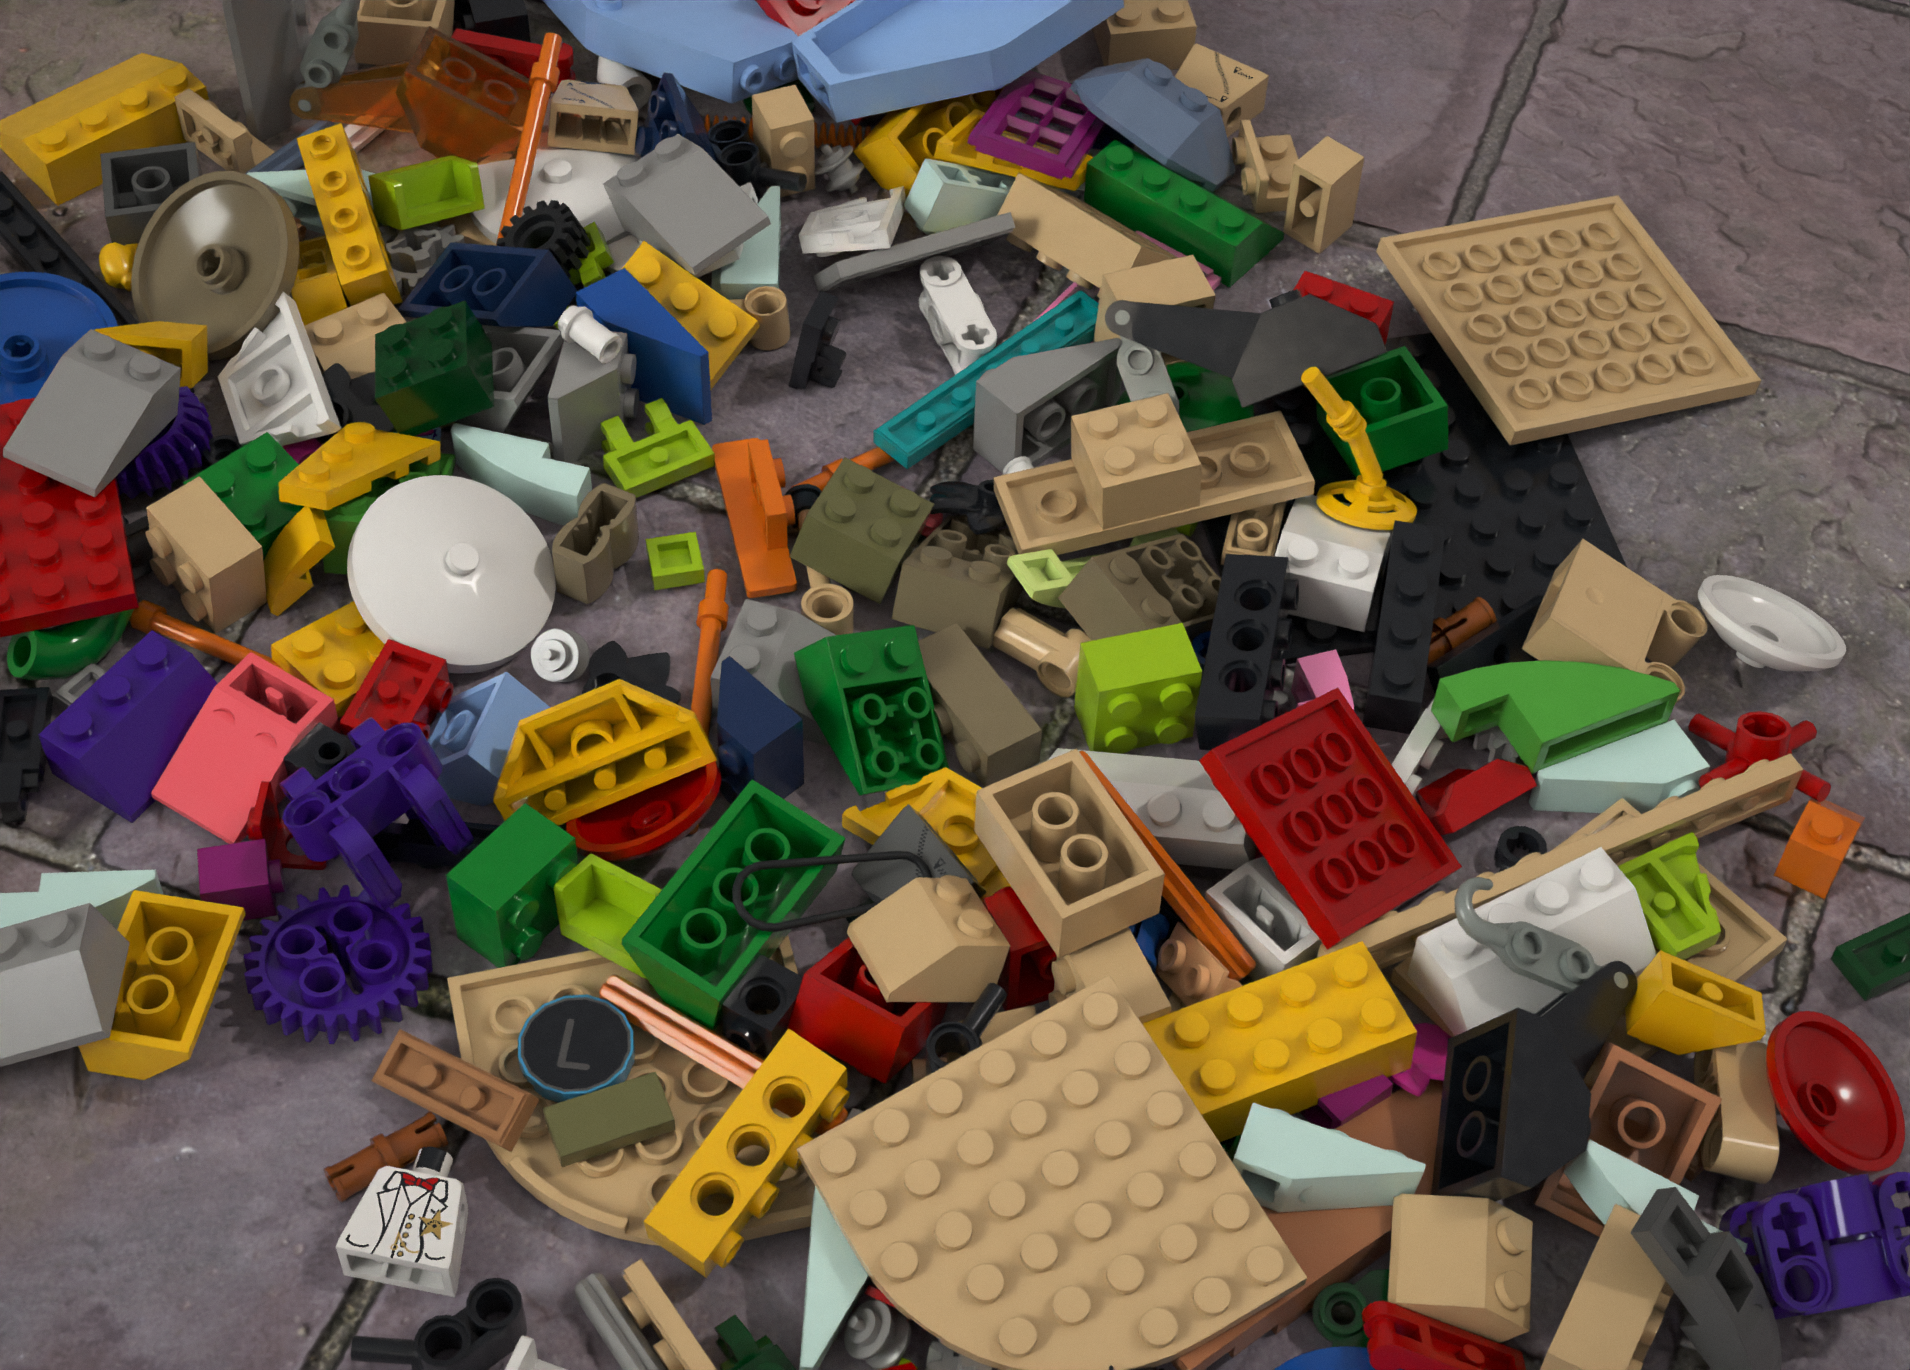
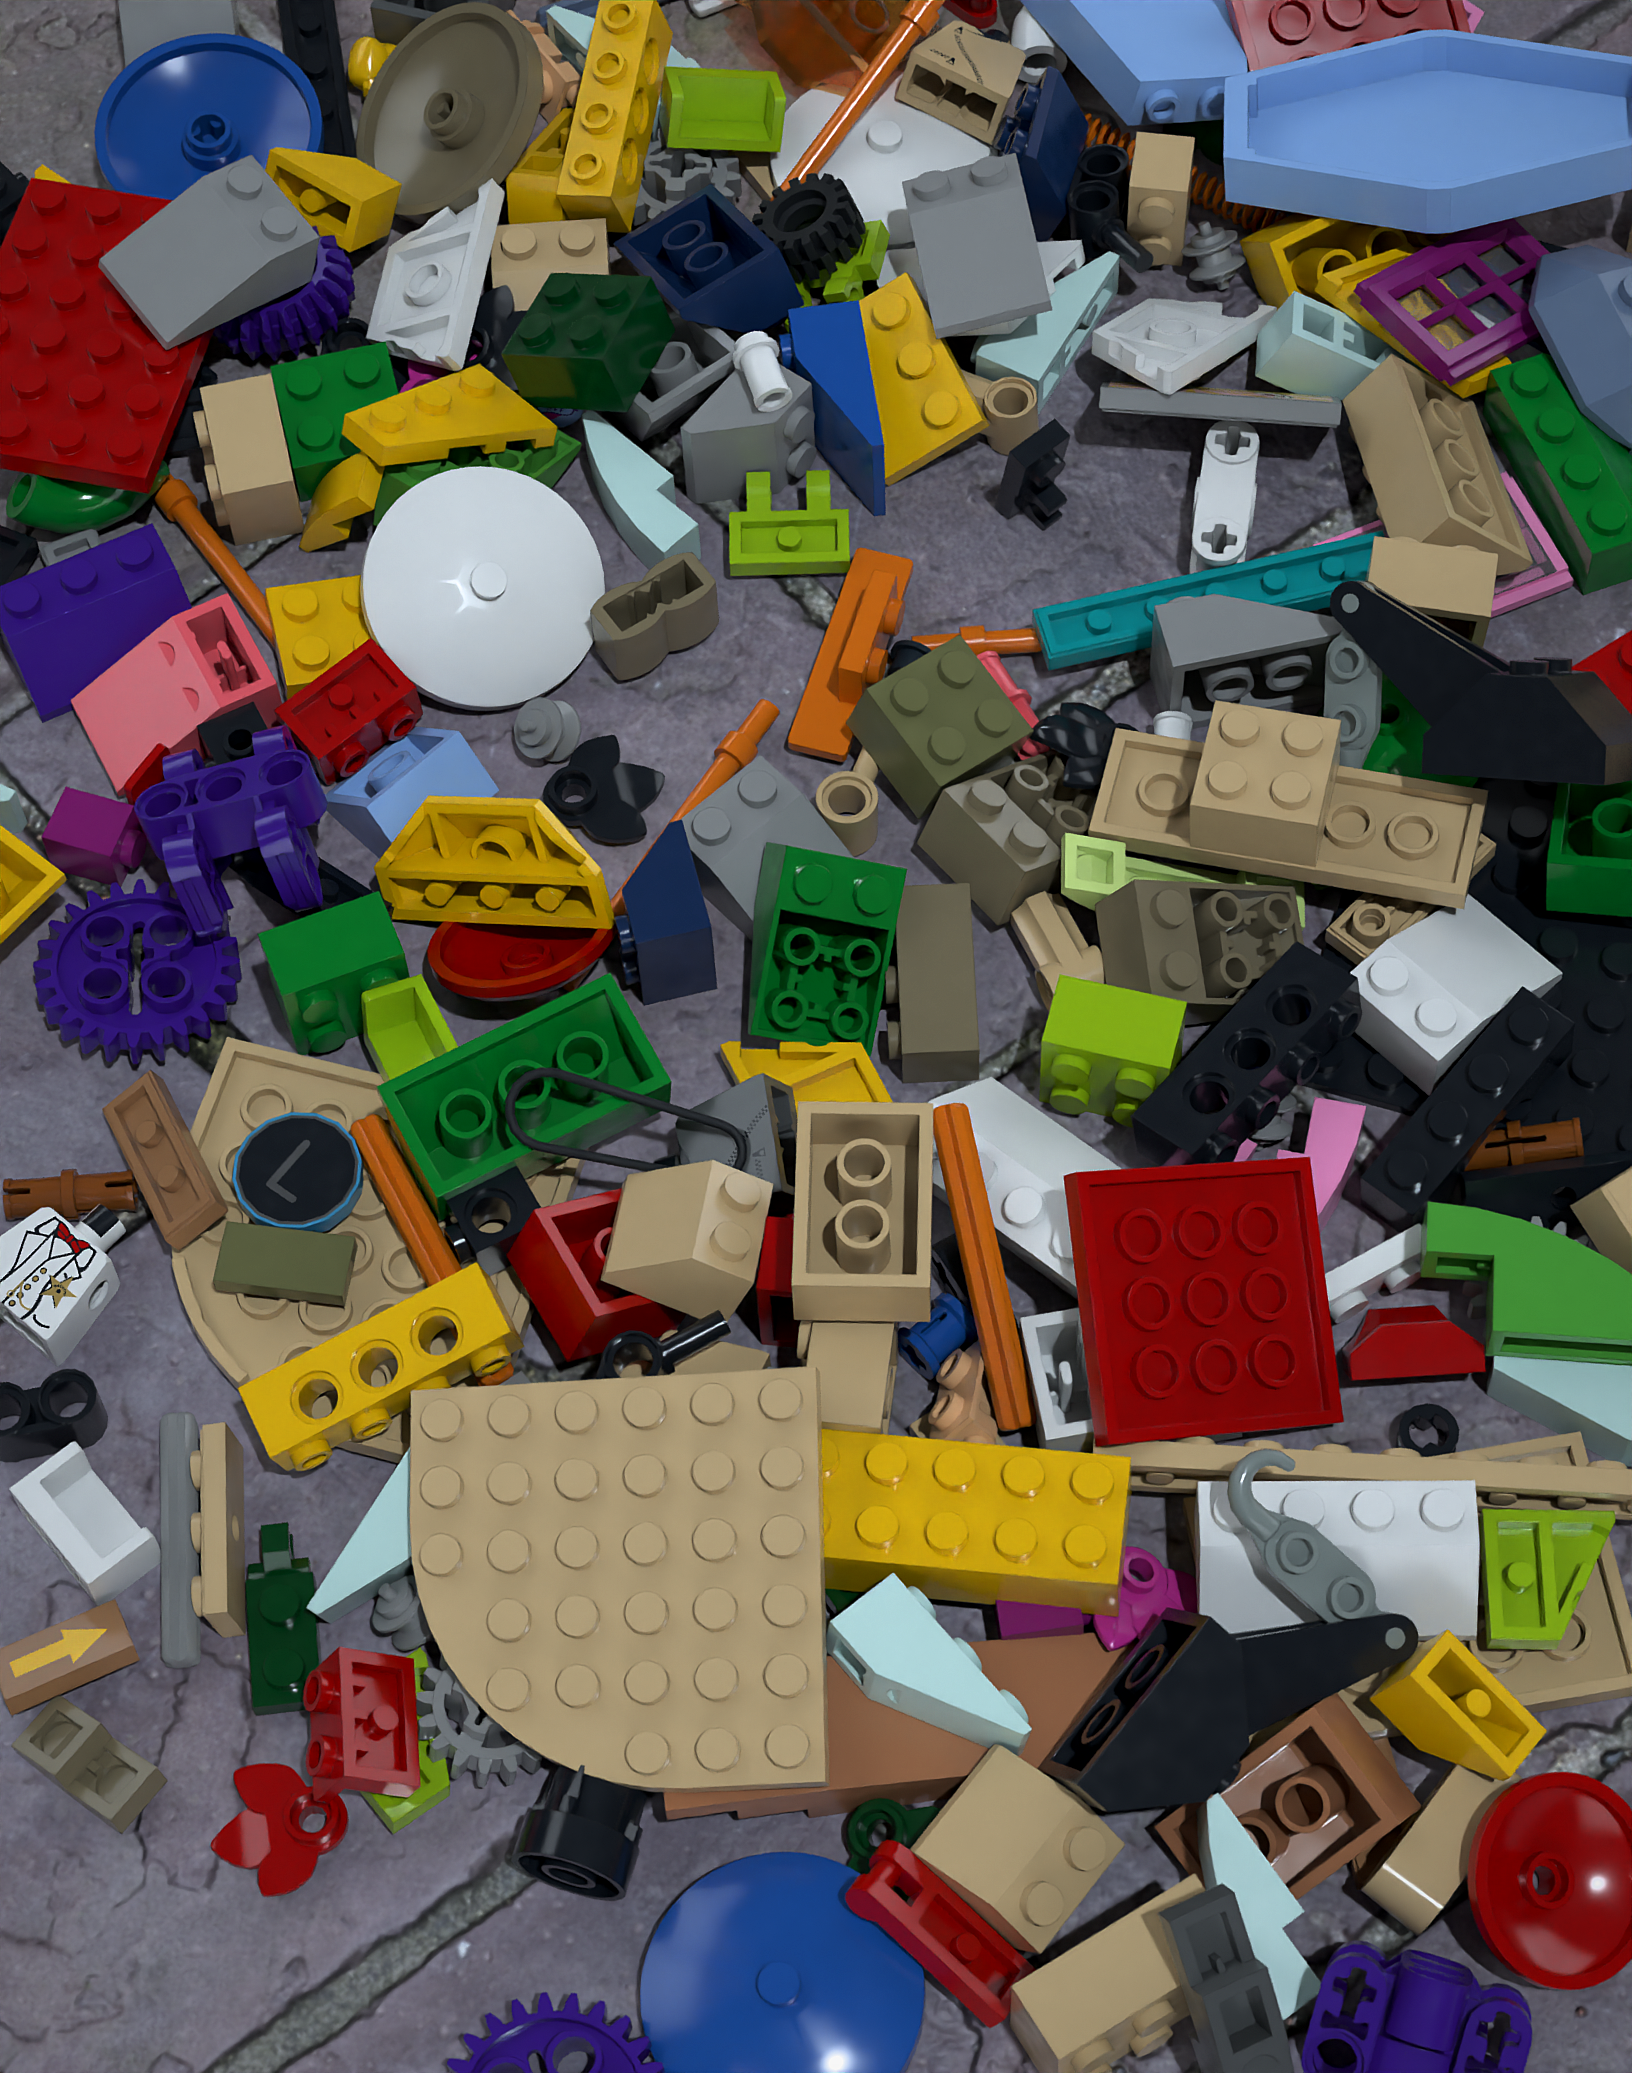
camera: 35 degrees right, 10 degrees up
(675, 560) = (733, 670): lime plate -> none
(1369, 490) = (1531, 927): yellow dish -> none

